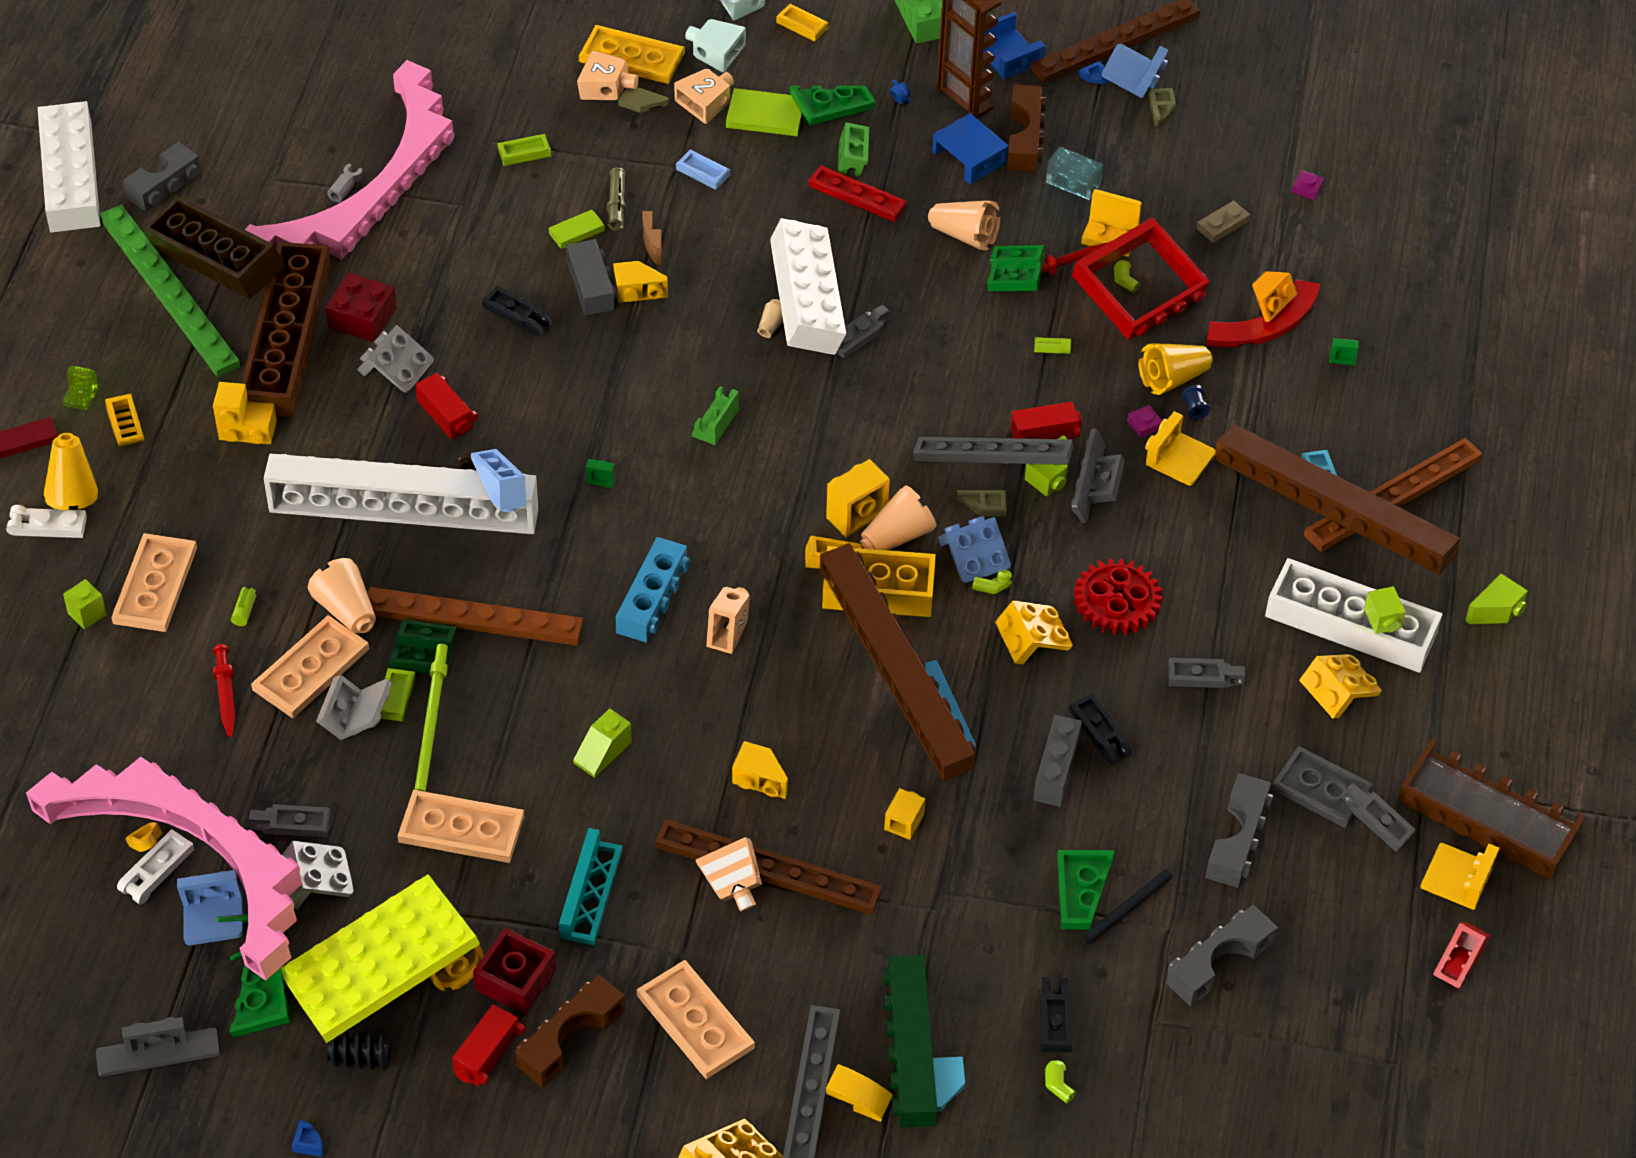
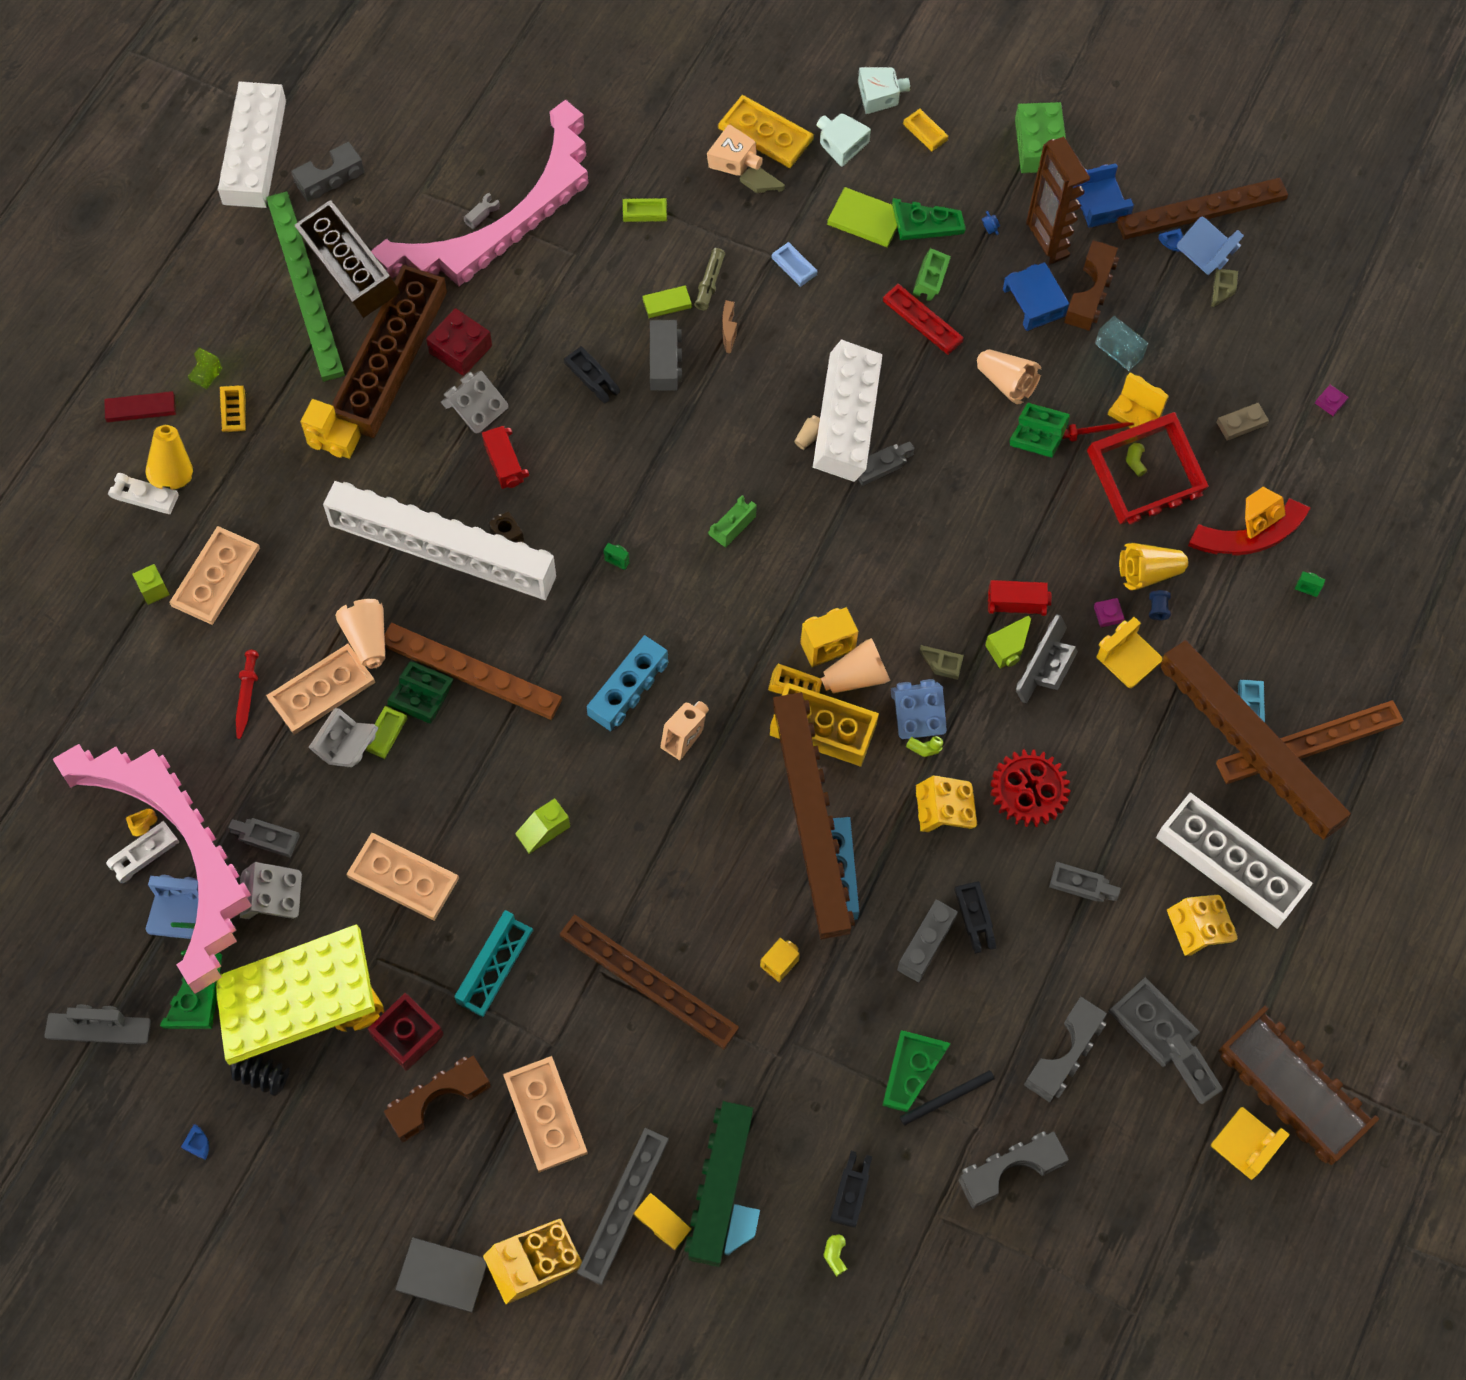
camera: 15 degrees right, 15 degrees up
(243, 606) = (282, 615): lime piece -> none
(438, 673) = (424, 722): lime bar -> none
(486, 1045) = (363, 1095): red brick -> none
(501, 480) = (518, 555): light blue slope -> none
(638, 282) = (703, 370): yellow slope -> none
(704, 93) = (817, 187): light nougat torso -> none
(733, 872) = (614, 984): light nougat torso -> none
(759, 770) = (667, 884): yellow slope -> none
(993, 450) = (962, 617): dark grey plate -> none
(1052, 345) = (1049, 516): lime piece -> none
(1384, 610) = (1259, 872): lime brick -> none
(1462, 954) = (1225, 1225): red arch -> none
(1497, 603) = (1370, 877): lime slope -> none

